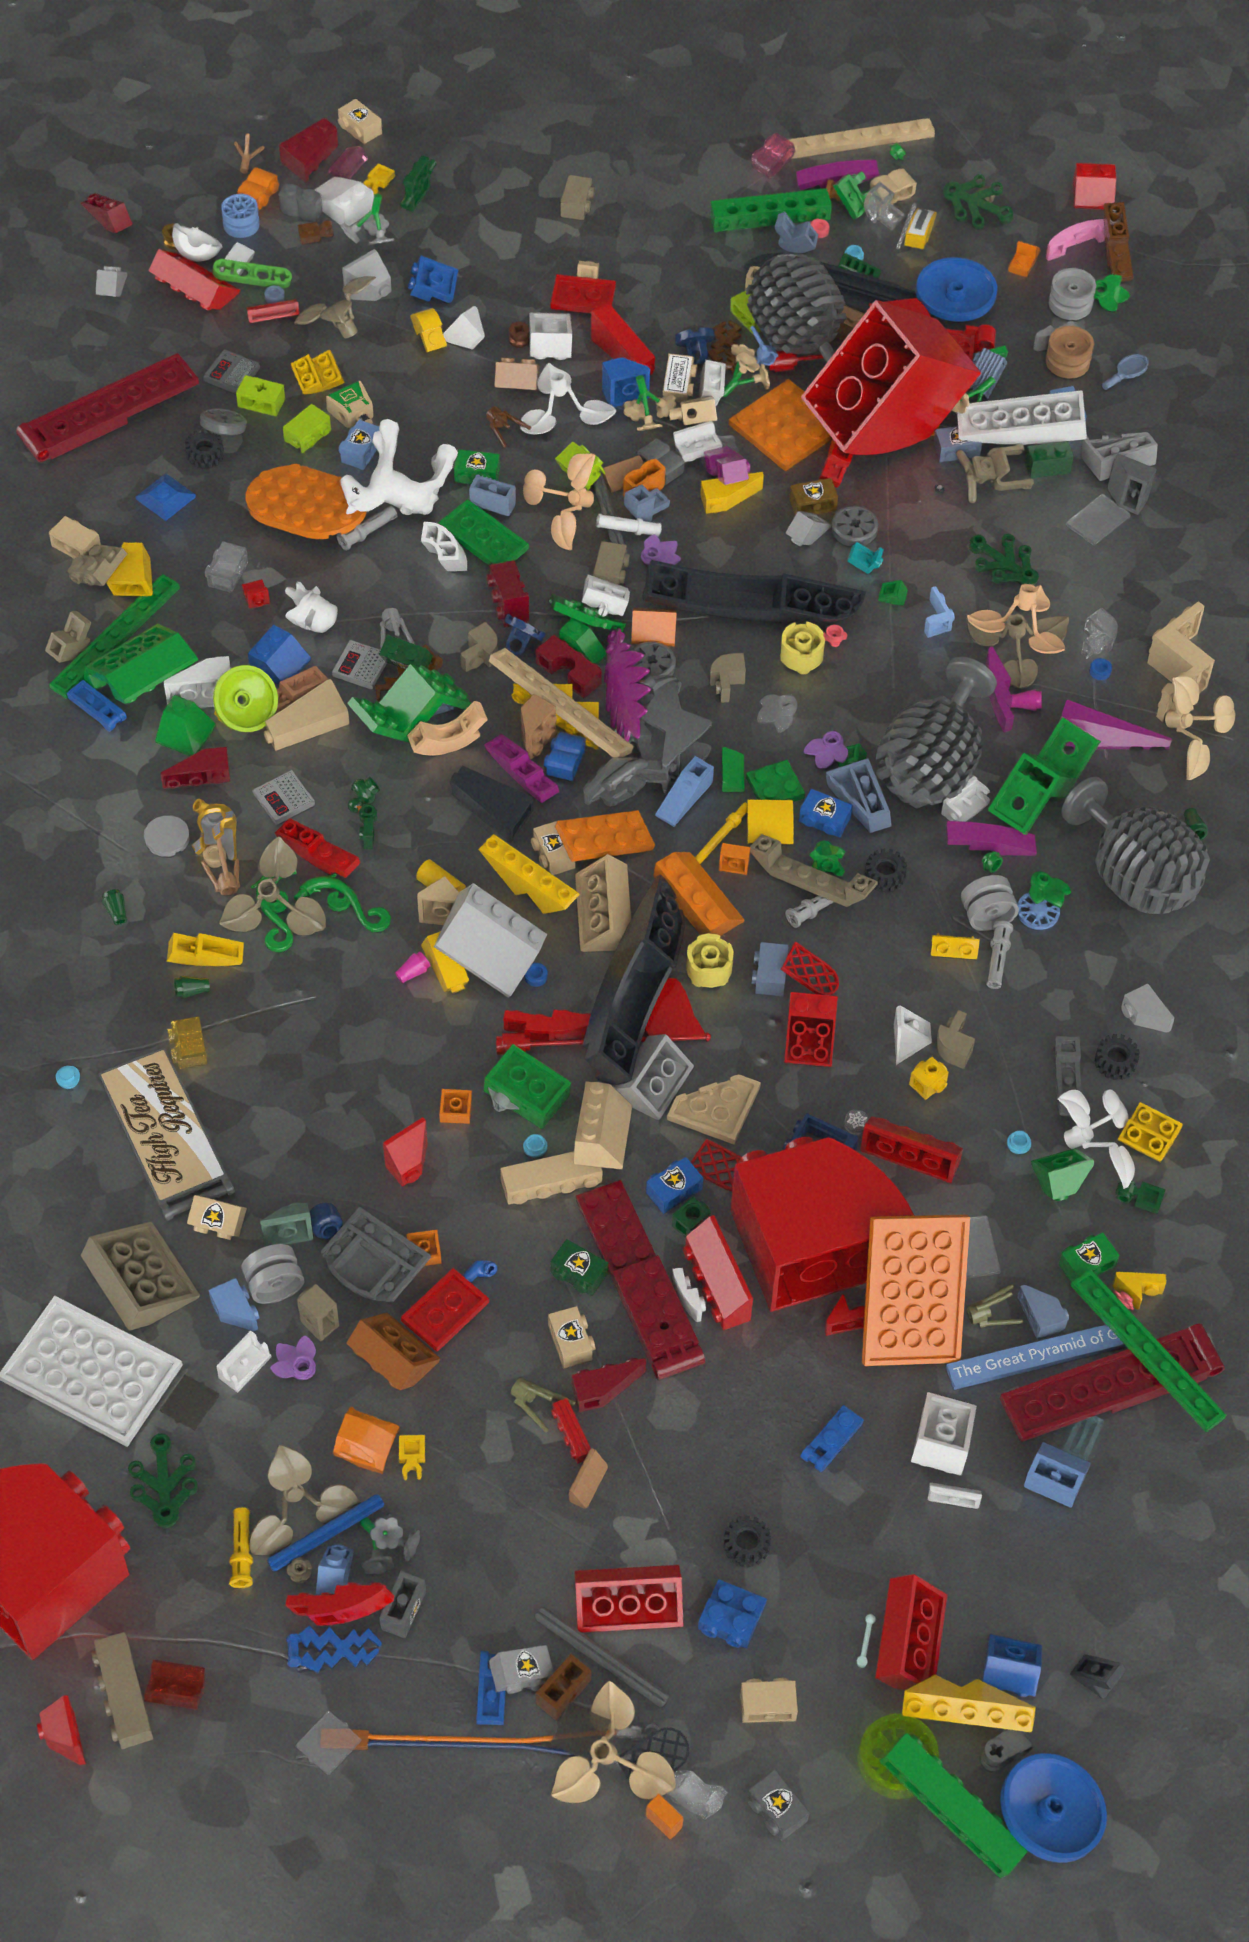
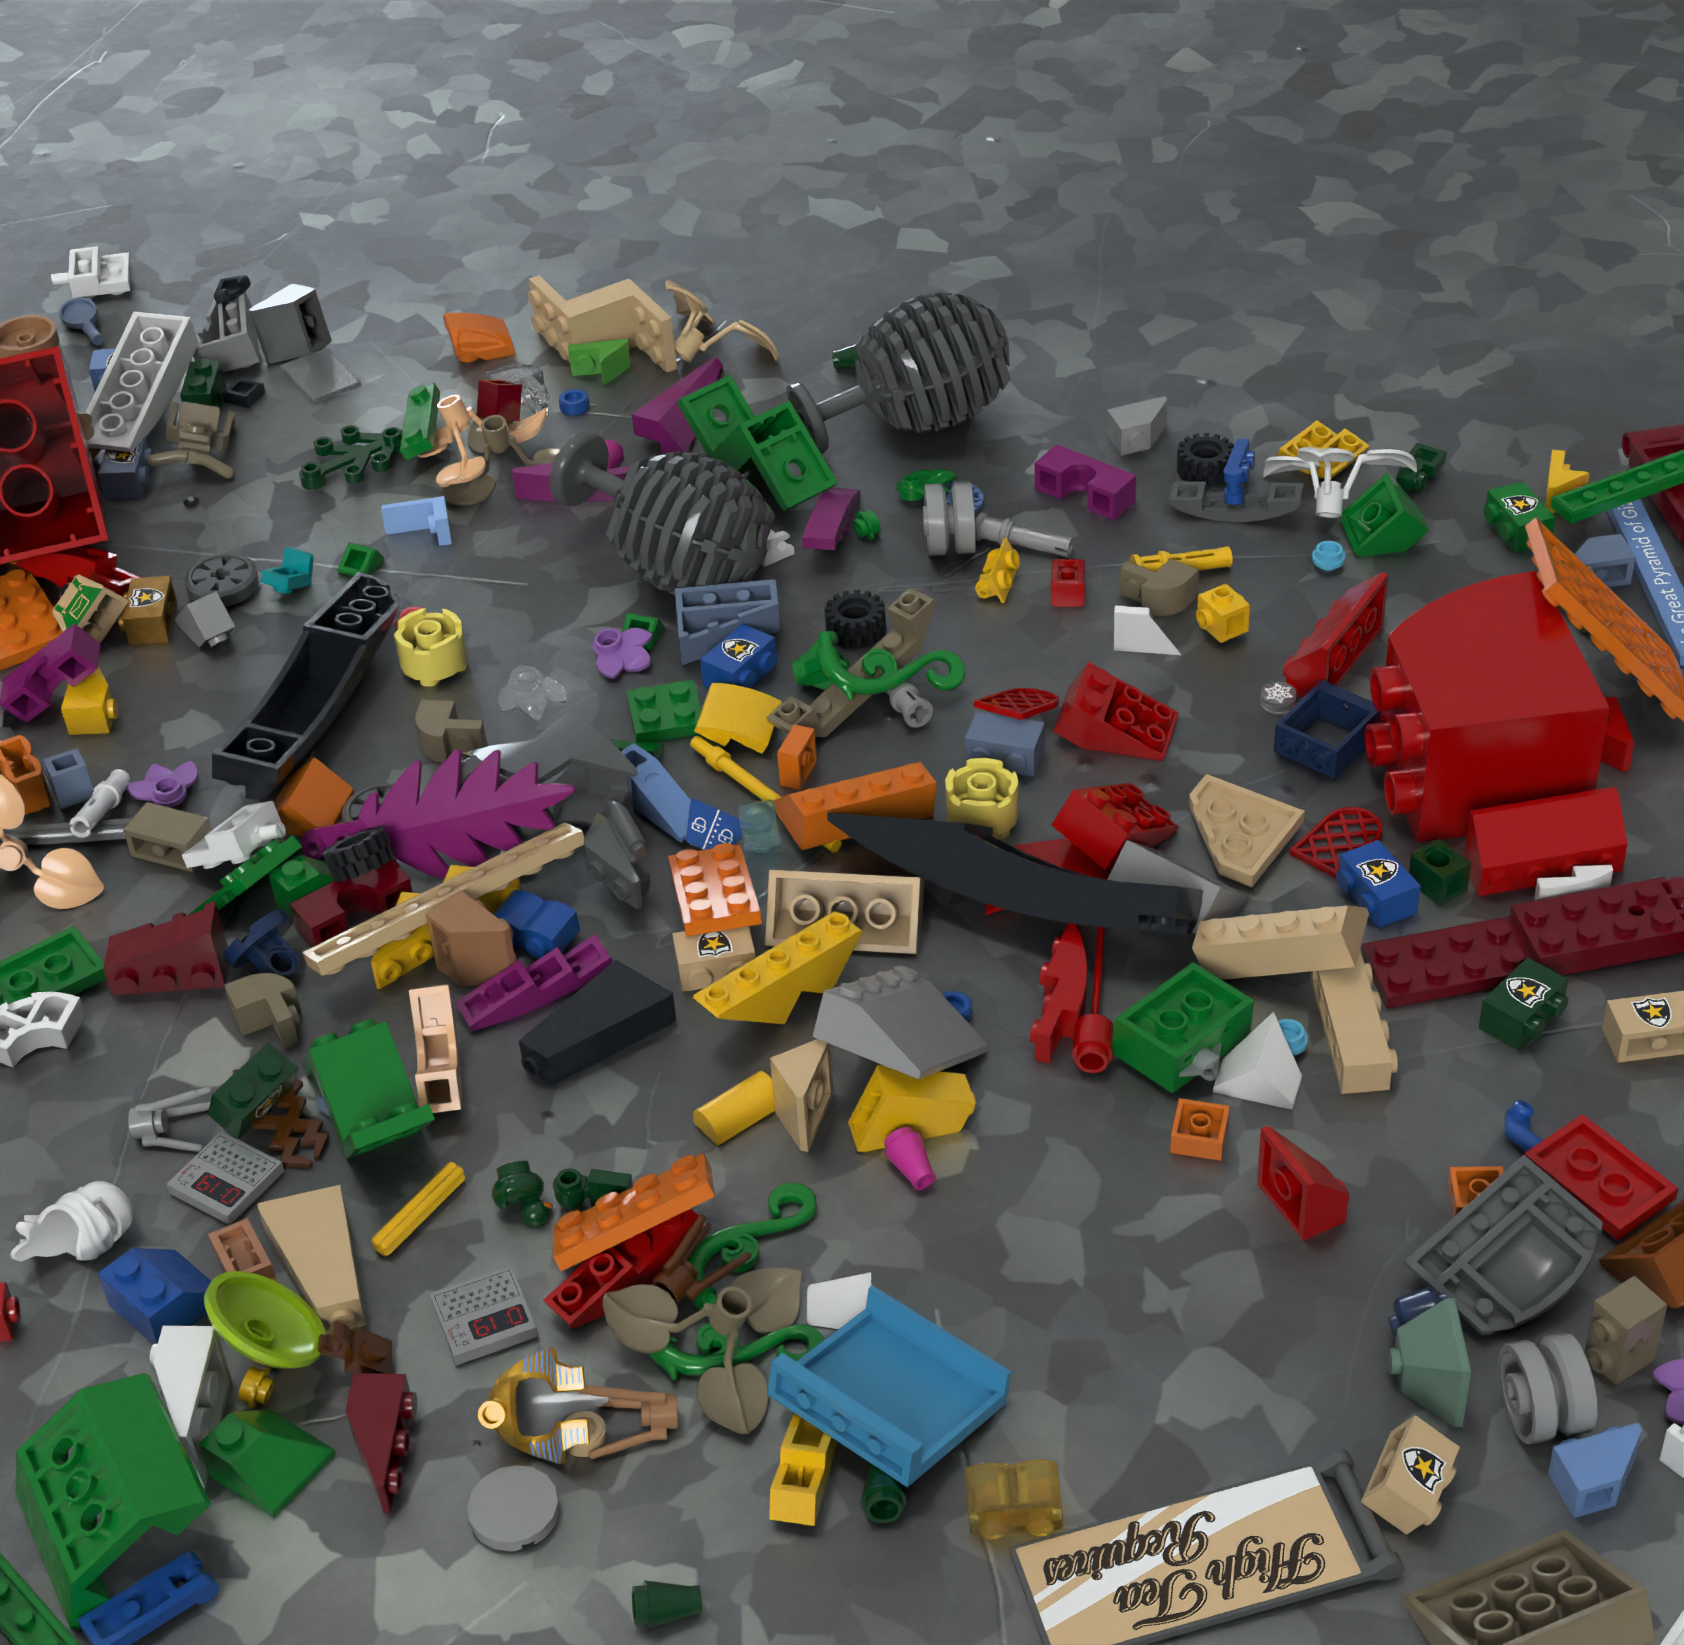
camera: 75 degrees left, 15 degrees down
(246, 977) = (892, 1388): none -> dark azure panel
(247, 751) = (359, 1348): none -> reddish brown plate
(305, 870) = (679, 1274): none -> reddish brown plant
(313, 954) = (837, 1301): none -> white sticker
(341, 840) = (633, 1211): none -> orange plate
(350, 752) = (417, 1209): none -> yellow axle
(505, 1134) = (1261, 1068): none -> white slope
(591, 654) = (359, 853): none -> black tyre
(659, 850) = (759, 826): none -> clear light blue bracket
(668, 829) = (710, 826): none -> blue sticker
(701, 1034) = (1106, 816): none -> red slope
(797, 466) = (88, 606): none -> tan torso
(811, 894) = (881, 659): none -> green plant
(958, 988) = (1067, 582): none -> red slope
(985, 1041) = (1200, 559): none -> yellow pin
(1047, 585) = (420, 421): none -> green plate
(1062, 621) = (499, 398): none -> dark red brick
(1063, 999) = (1108, 487): none -> magenta arch
(1065, 482) = (243, 392): none -> black tile
(1095, 1073) = (1238, 471): none -> blue plate
(1147, 673) = (602, 357): none -> bright green slope
(1150, 437) = (231, 288): none -> black tile
(1161, 594) = (478, 336): none -> orange slope
(1180, 360) = (95, 274): none -> white plate

